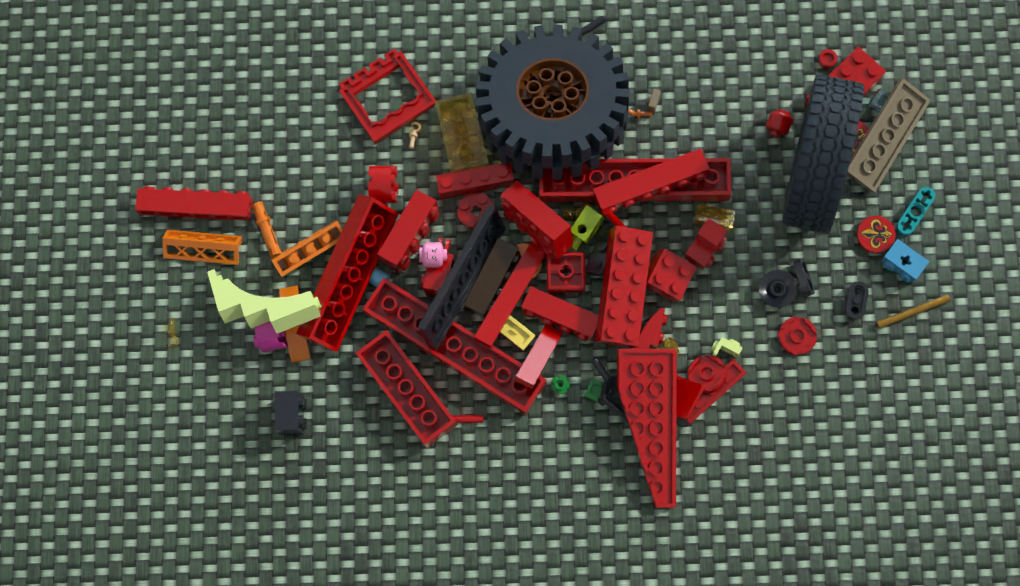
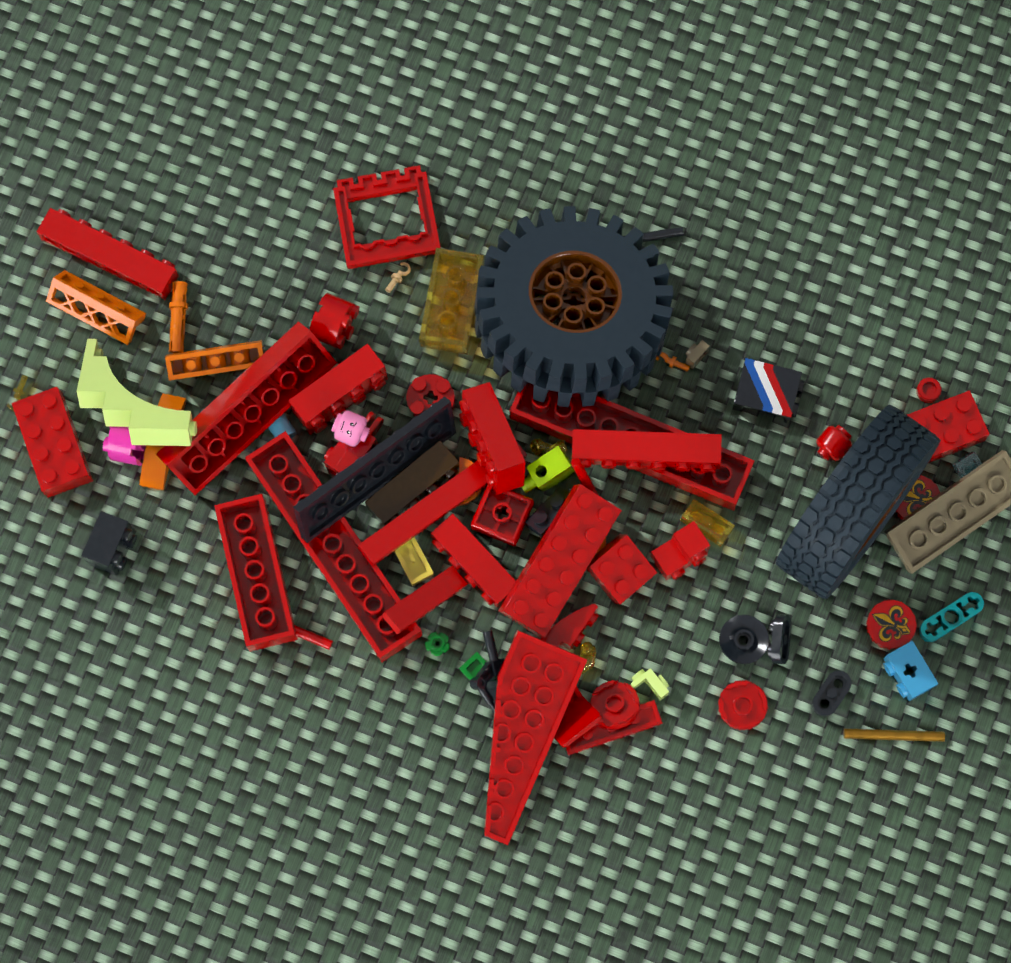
camera: 20 degrees right, 0 degrees up
(214, 357) = (52, 442): none -> red brick
(474, 180) = (443, 361): red brick -> none
(715, 104) = (768, 389): none -> panel

